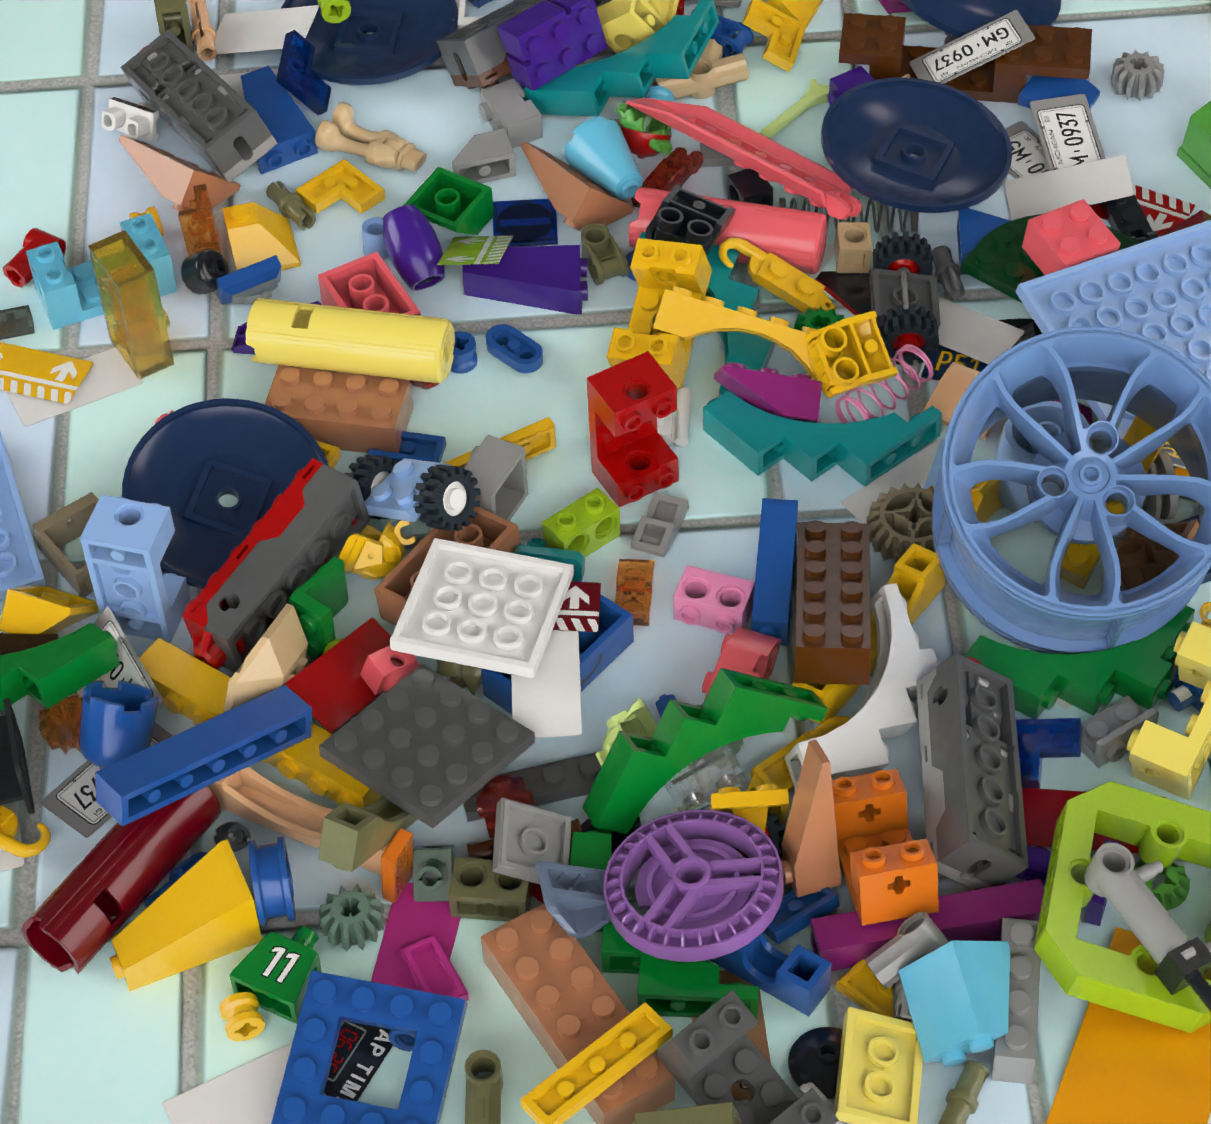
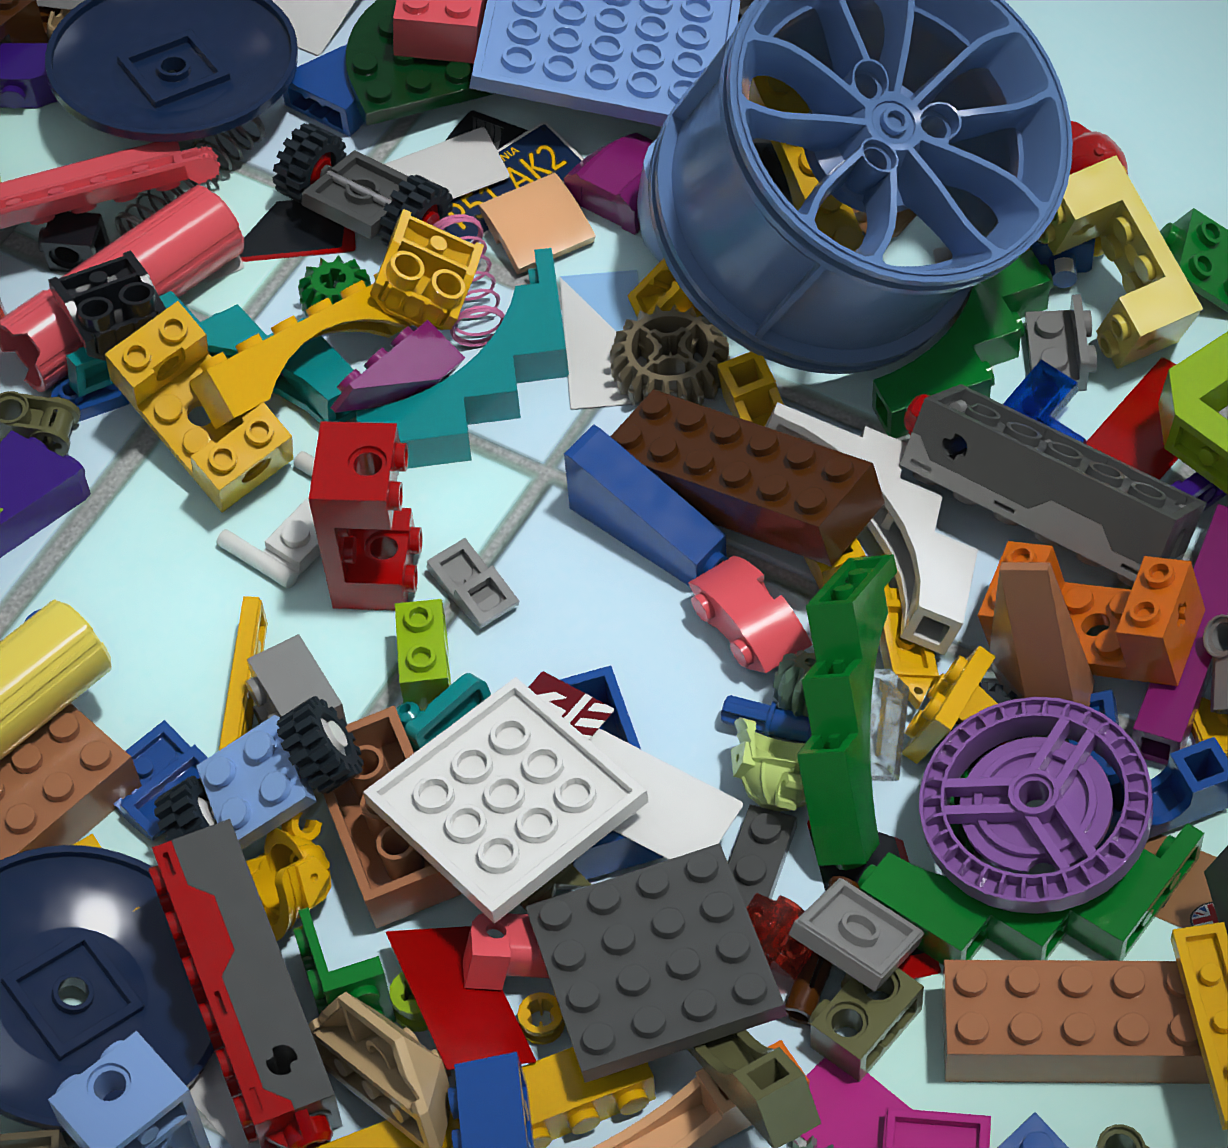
camera: 55 degrees left, 5 degrees up
(432, 872) = (819, 1064): bracket -> none
(518, 350) = (93, 580): blue plate -> none
(574, 897) = (968, 926): sand blue slope -> none
(635, 588) = (537, 648): clear orange slope -> none
(713, 600) = (621, 582): bright pink brick -> none
(778, 276) = (233, 279): yellow plate -> none
(853, 247) = (246, 194): tan brick -> none
(948, 272) = (369, 145): dark grey axle -> none

